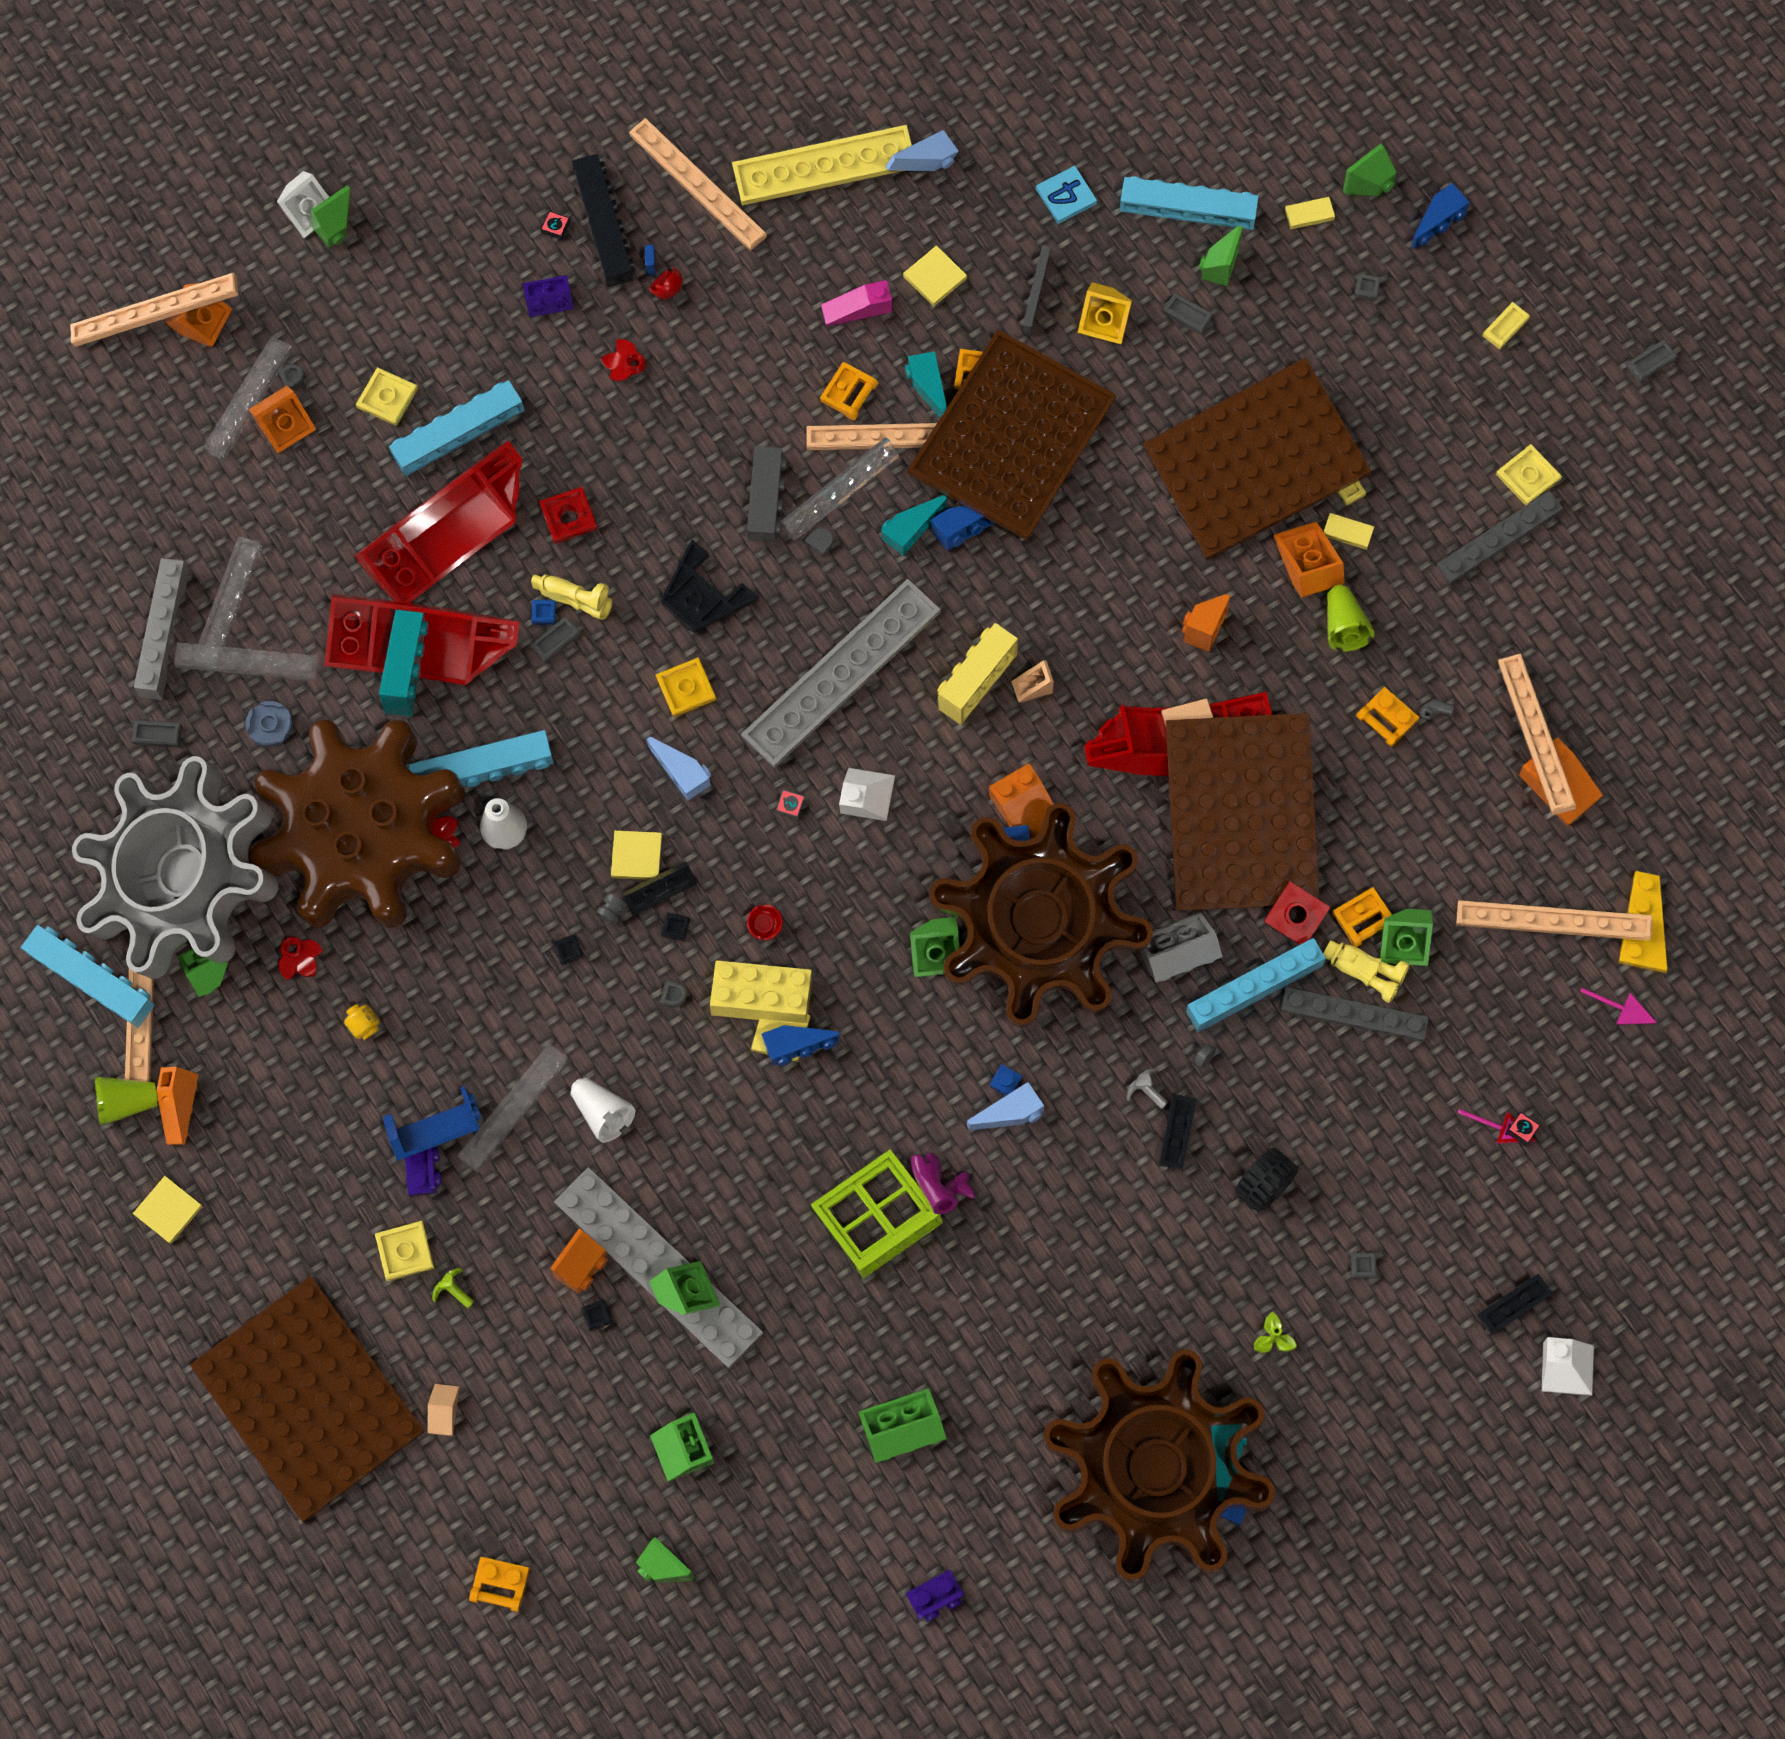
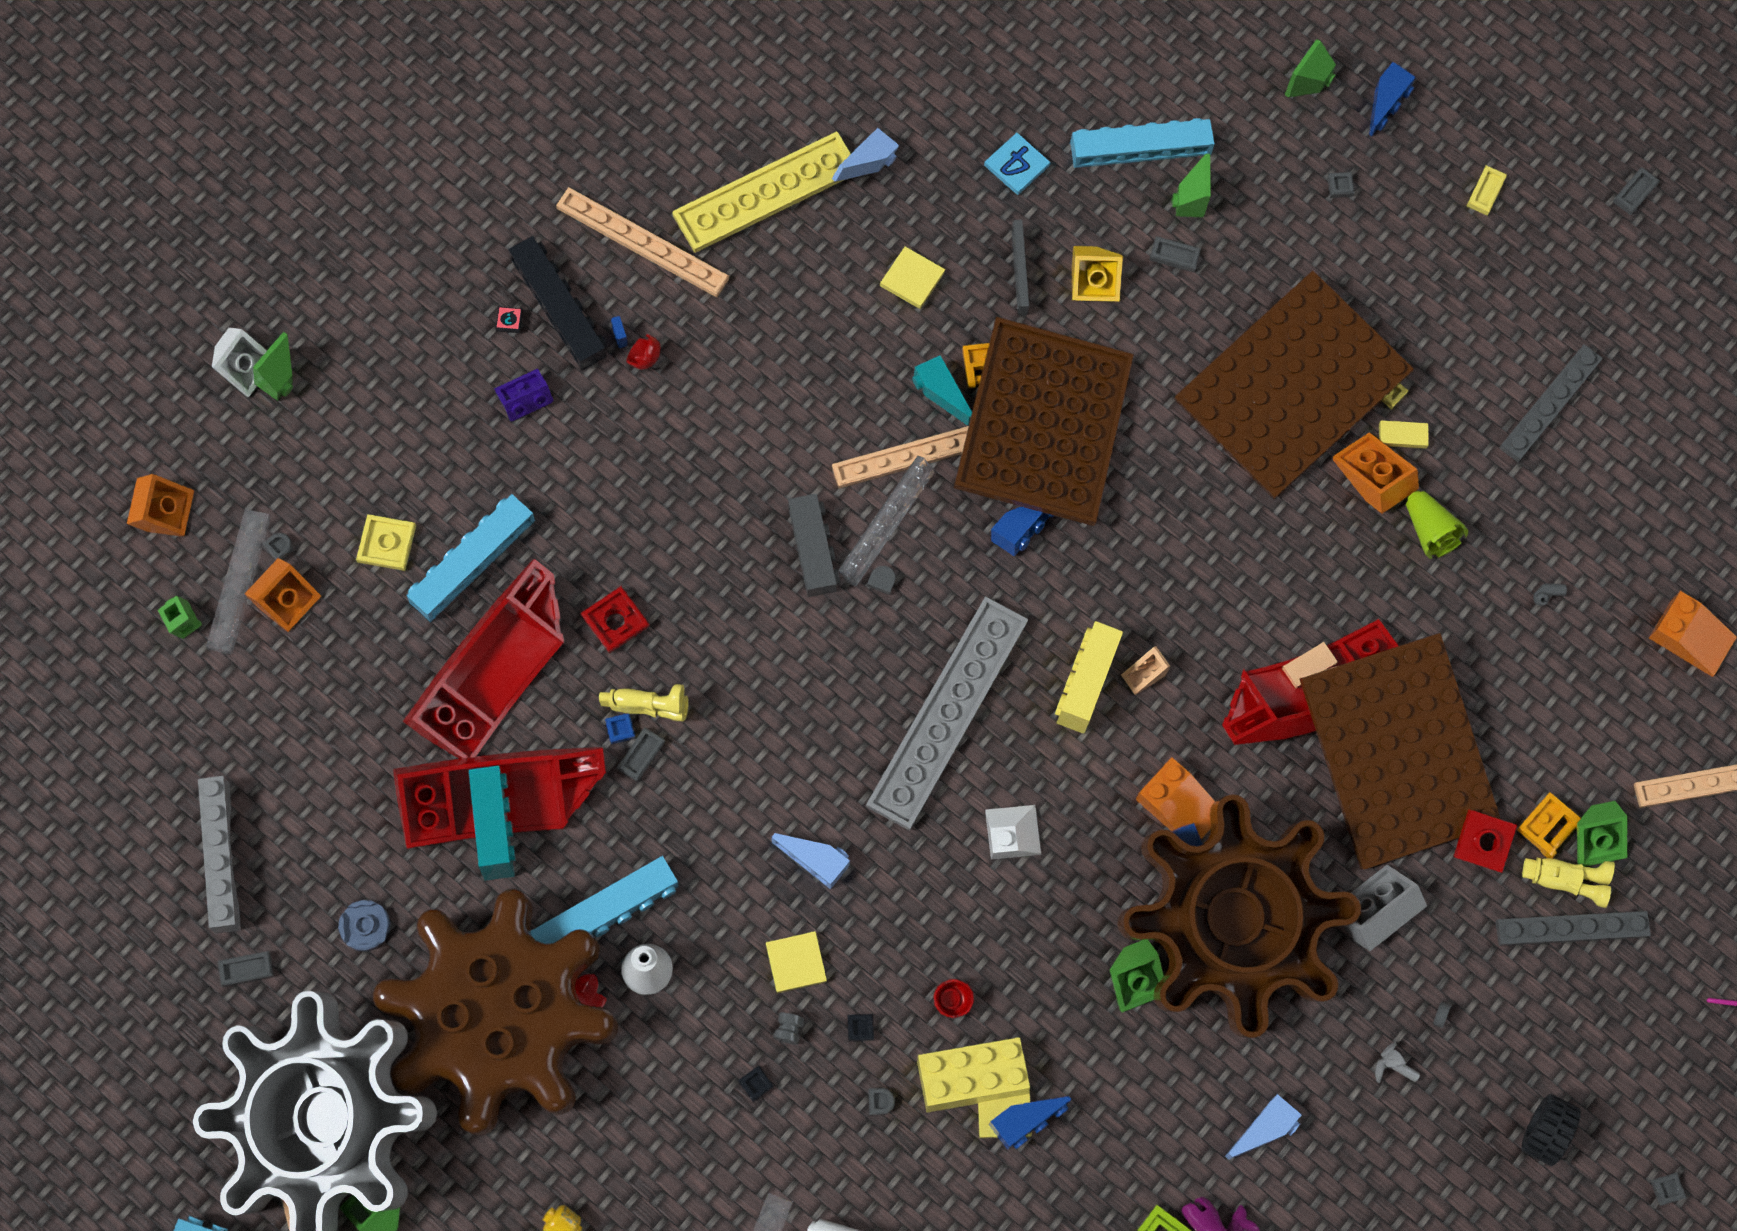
camera: 25 degrees left, 0 degrees up
(154, 309) = (113, 513): light nougat tile -> none
(186, 416) = (179, 617): none -> bright green brick
(230, 592) = (281, 808): clear plate -> none
(246, 661) = (320, 865): clear plate -> none
(301, 960) = (475, 1175): red plate -> none
(621, 361) = (620, 443): red plate -> none
(659, 888) = (832, 992): black plate -> none
(686, 687) = (792, 769): yellow tile -> none
(695, 600) = (773, 674): black wing -> none
(790, 804) = (938, 864): tile -> none
(843, 385) = (855, 416): light orange plate -> none
(858, 304) = (845, 325): dark pink slope -> none
(911, 524) = (969, 540): teal slope -> none
(1005, 1080) = (1250, 1097): blue plate -> none
(1177, 1132) = (1440, 1102): black plate -> none
(1205, 621) = (1299, 566): orange slope -> none
(1255, 985) = (1468, 926): medium azure brick -> none
(1309, 213) = (1261, 124): light yellow tile -> none
(1393, 712) = (1506, 606): light orange plate -> none
(1528, 475) = (1558, 333): light yellow tile -> none
(1536, 734) = (1661, 594): light nougat tile -> none

